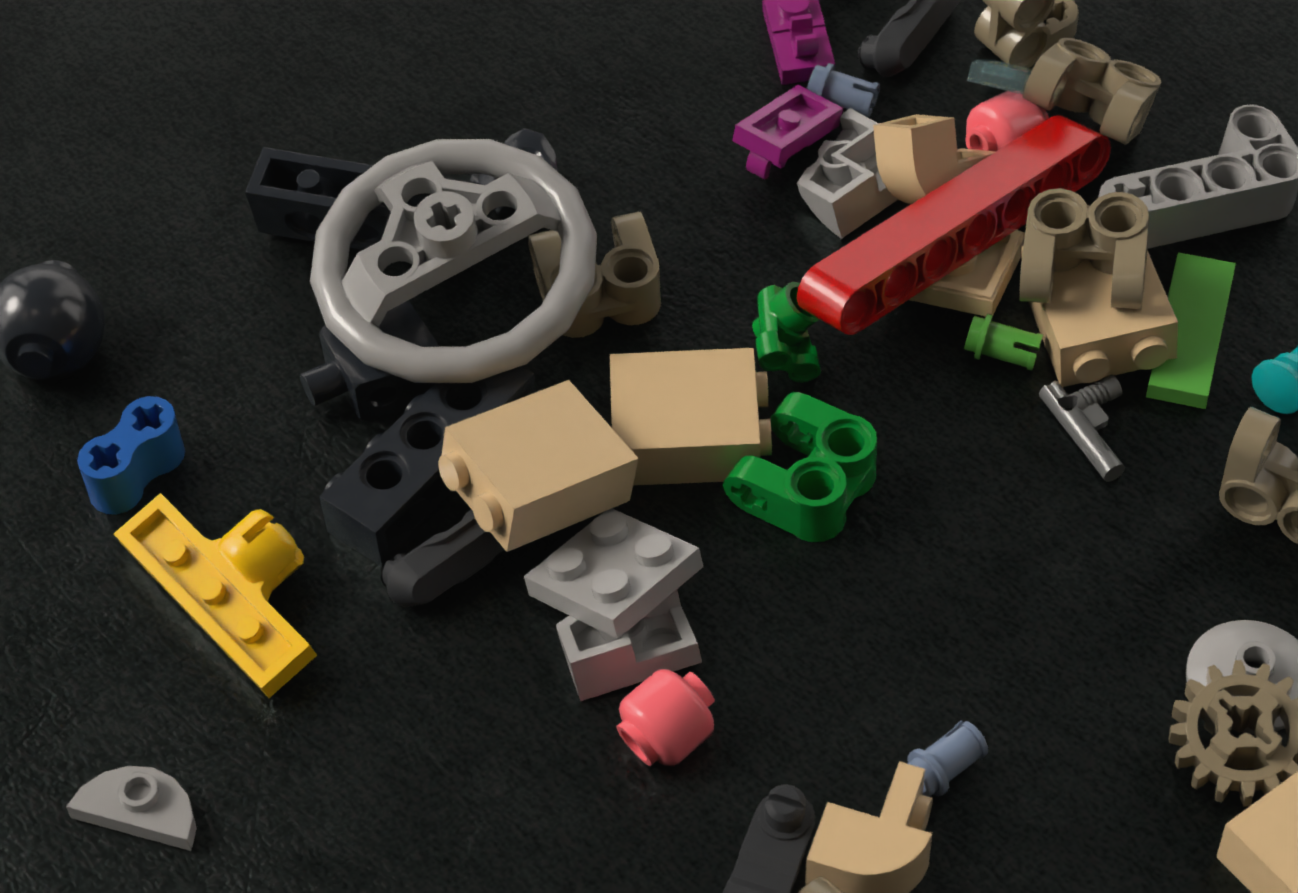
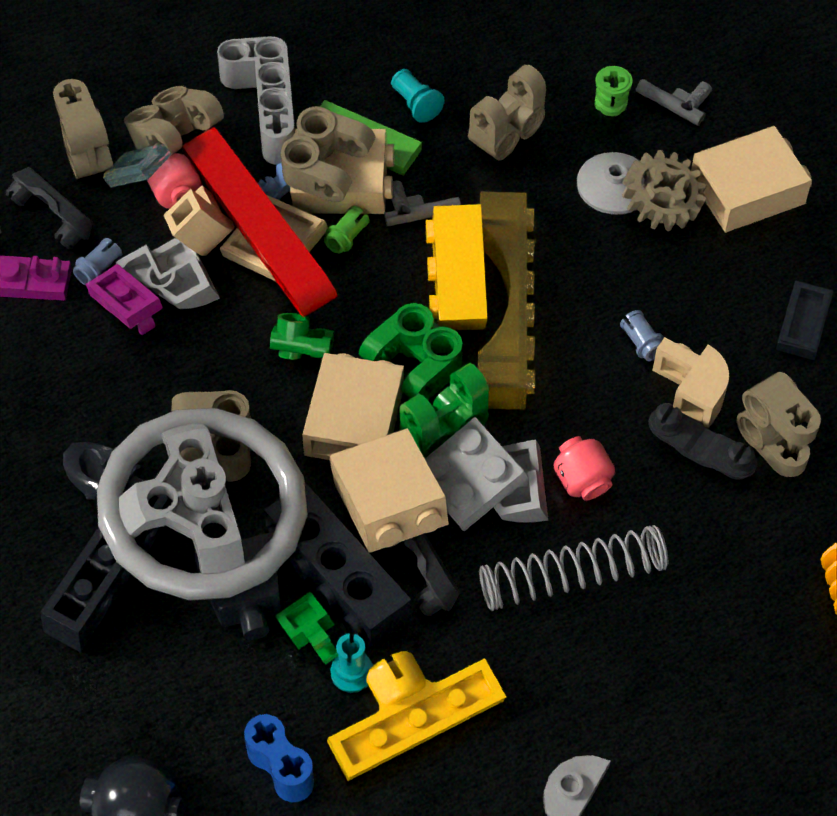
camera: 80 degrees left, 5 degrees up
(280, 494) = (351, 665): none -> teal pin
(331, 437) = (307, 622): none -> green plate
(542, 819) = (490, 582): none -> light grey piece
(681, 503) = (450, 411): none -> green piece
(824, 581) = (506, 354): none -> clear yellow arch
(968, 479) = (457, 267): none -> yellow wedge

